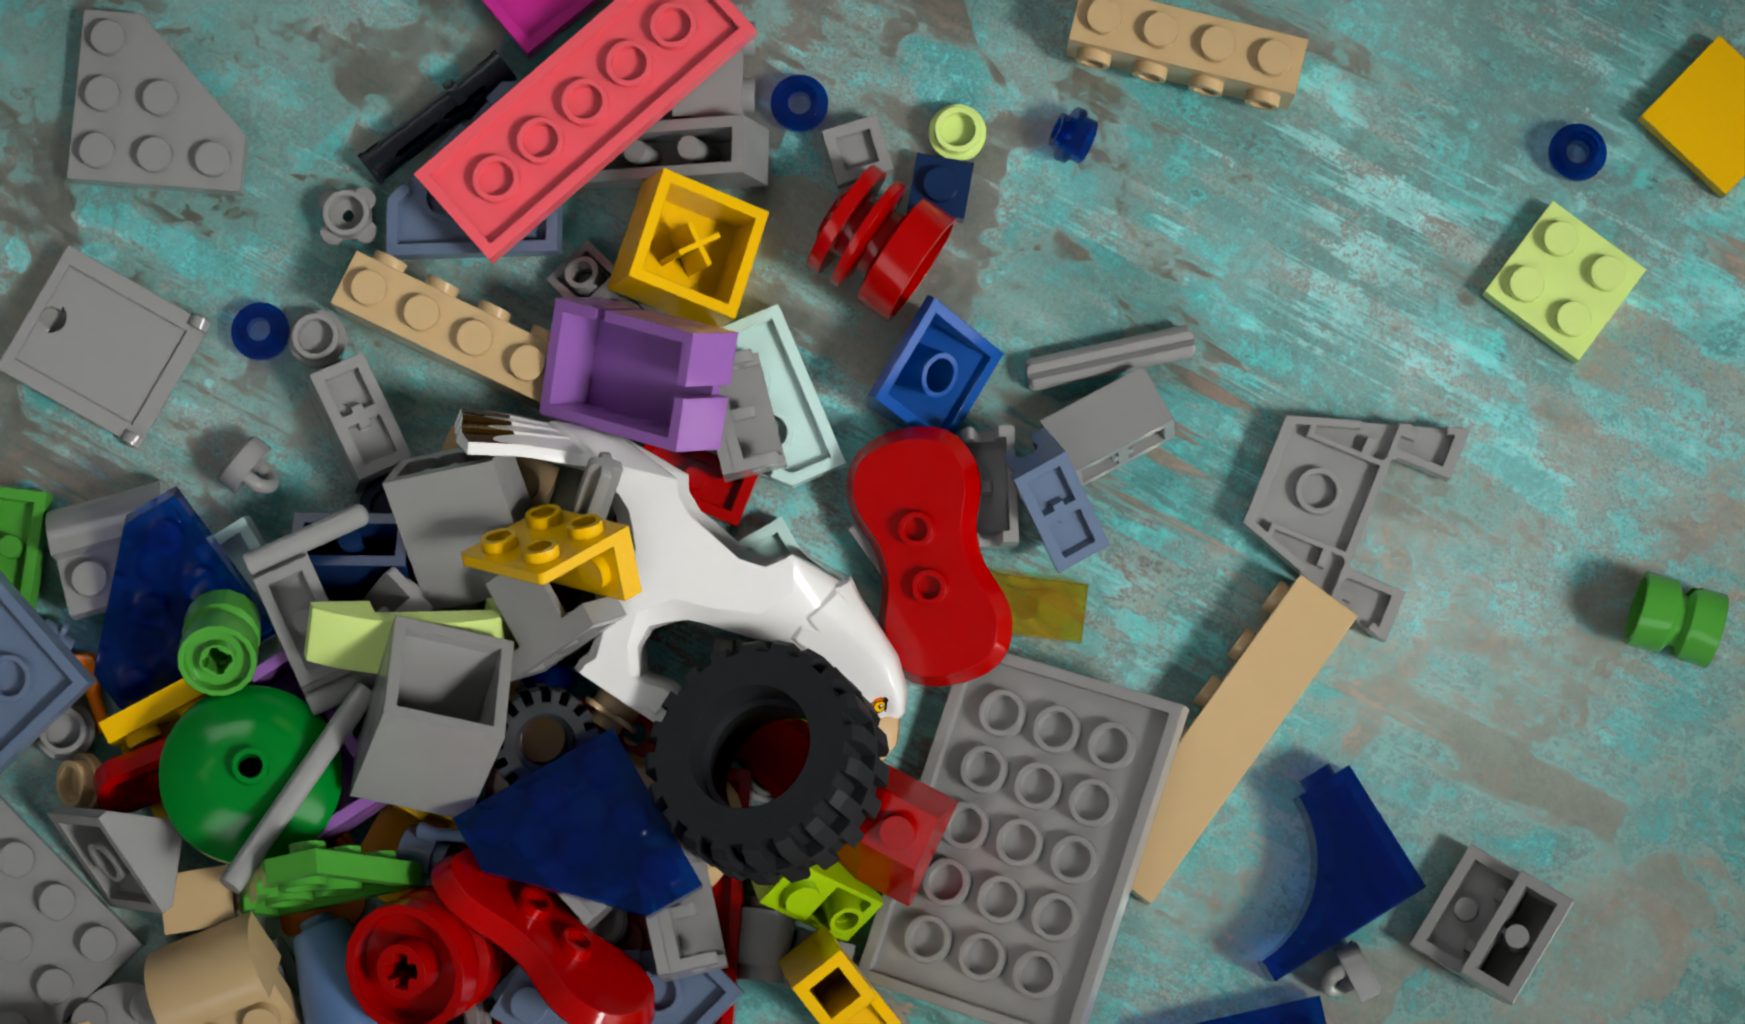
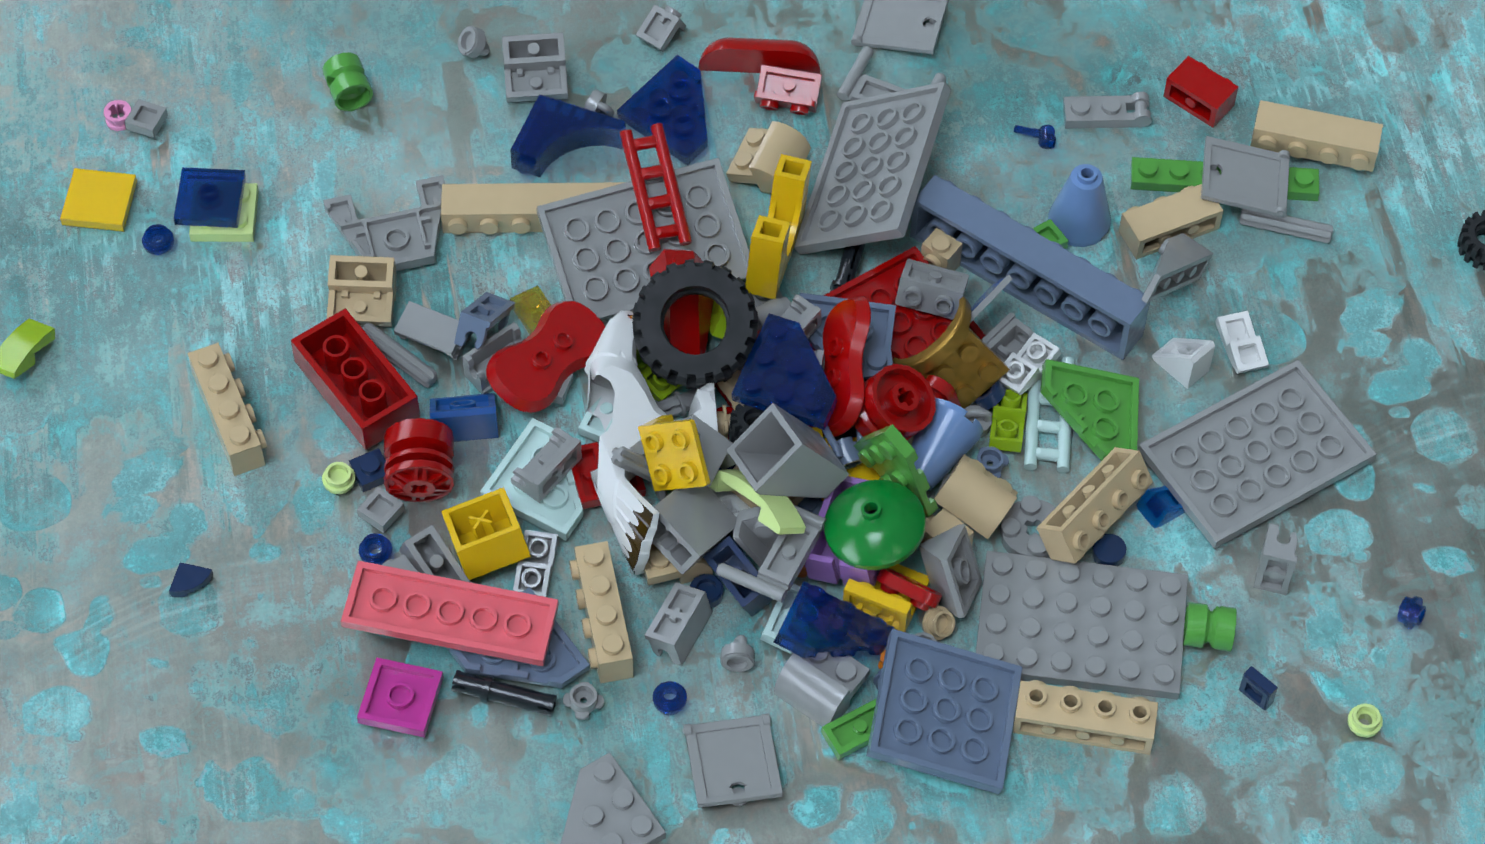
camera: 125 degrees left, 25 degrees down
(220, 642) = (827, 578): bright green wheel -> none
(296, 789) = (863, 486): light grey bar -> none
(317, 339) = (652, 671): light grey plate -> none
(638, 373) = (563, 496): medium lavender piece -> none
(1073, 136) = (304, 428): clear blue plate -> none
(1098, 254) = (354, 377): none -> red brick
(1101, 944) = (646, 204): none -> red bar
(1250, 369) = (363, 287): none -> tan brick
(1589, 262) = (209, 197): none -> clear blue plate
(1621, 872) = (473, 42): none -> light grey tile

